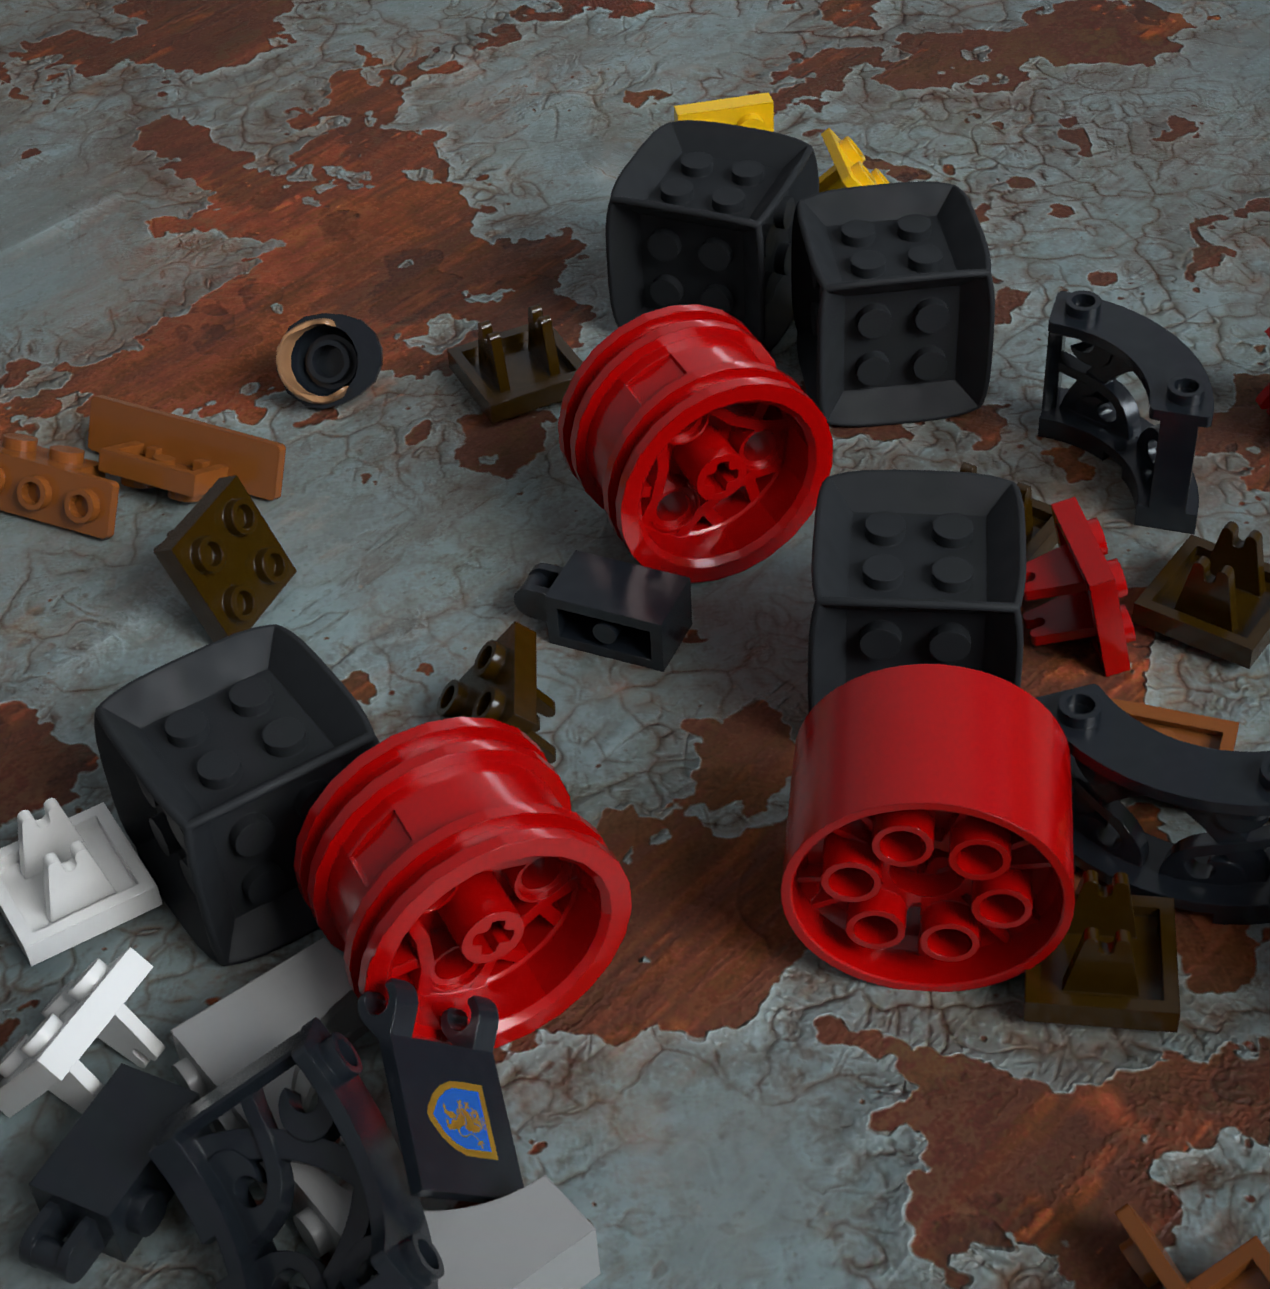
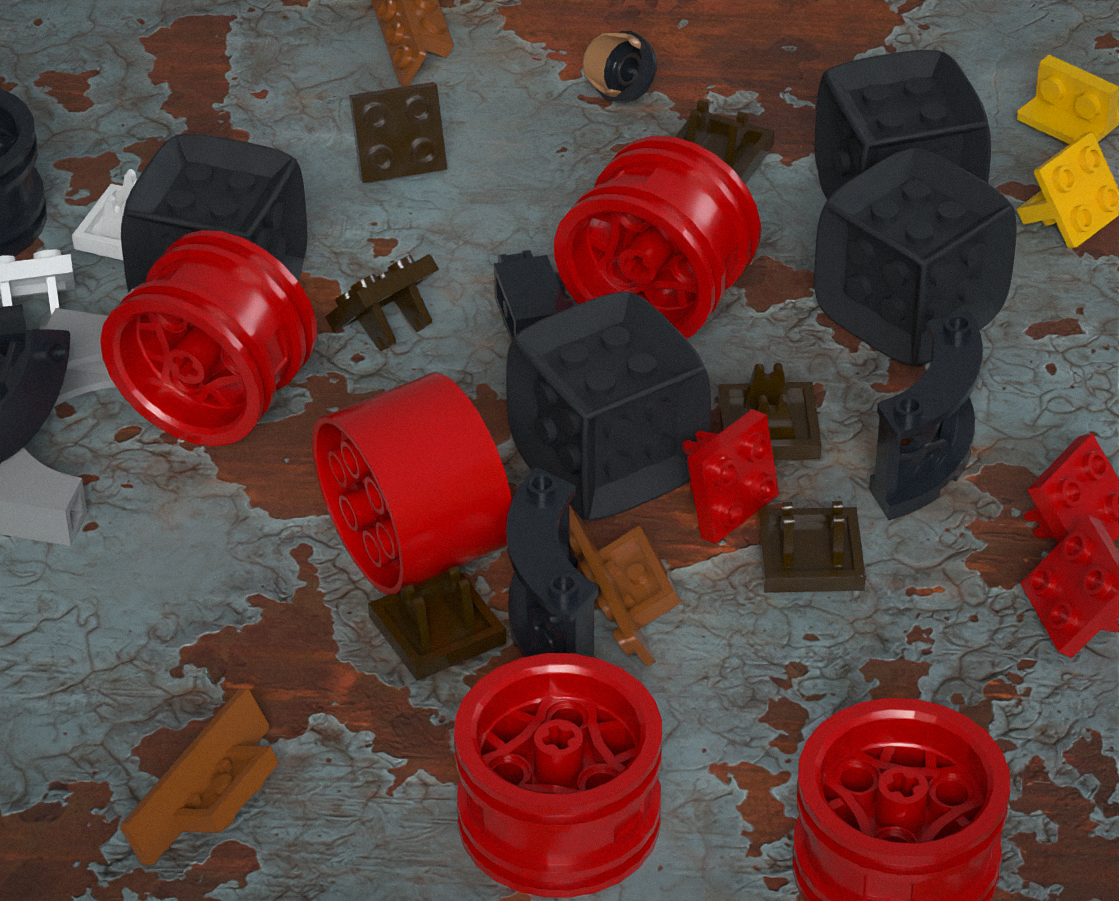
camera: 50 degrees right, 0 degrees up
(180, 453) = (483, 65): dark orange bracket -> none
(445, 1097) = (84, 423): black flag -> none

